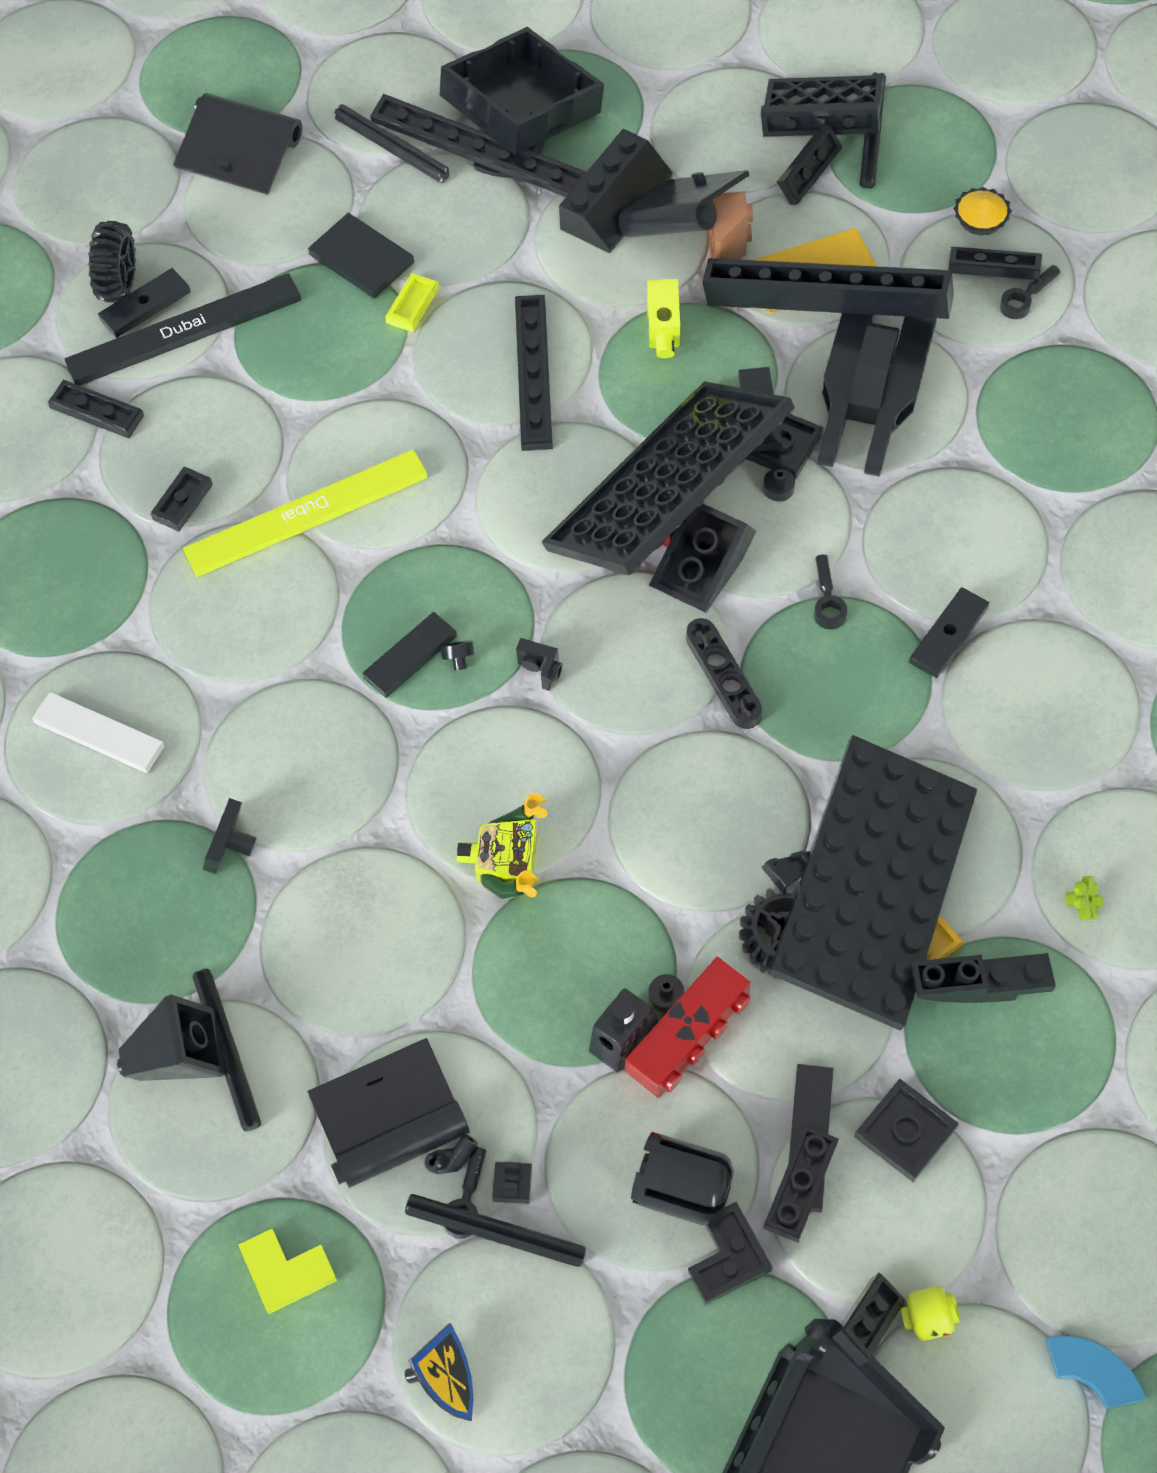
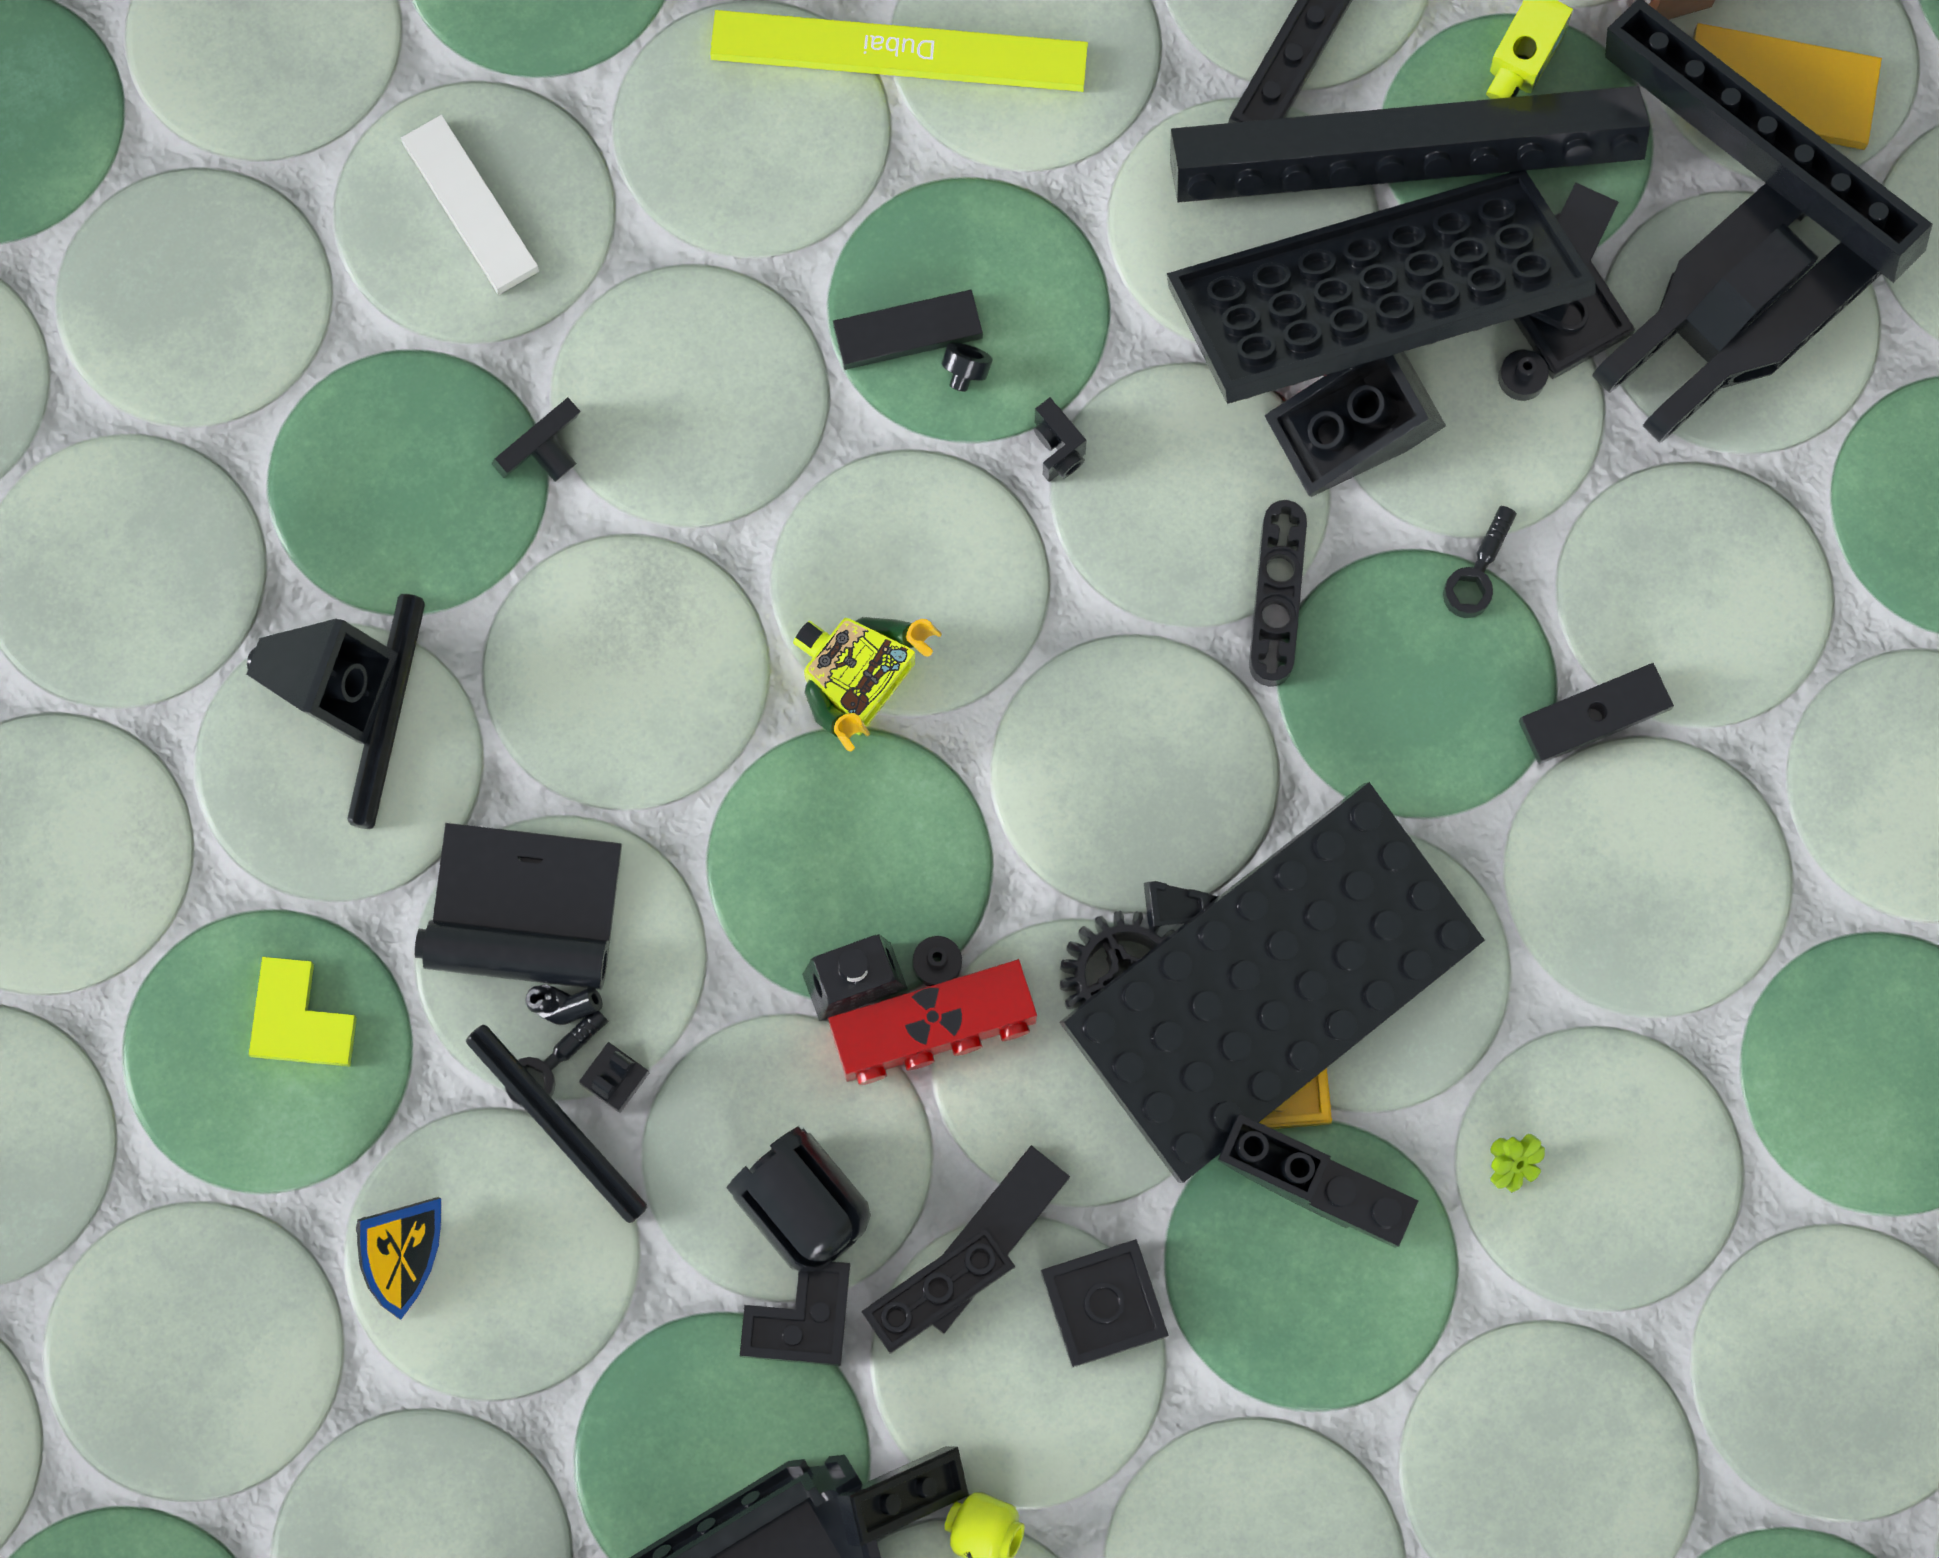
camera: 25 degrees right, 15 degrees up
(629, 402) = (1408, 143): none -> black brick

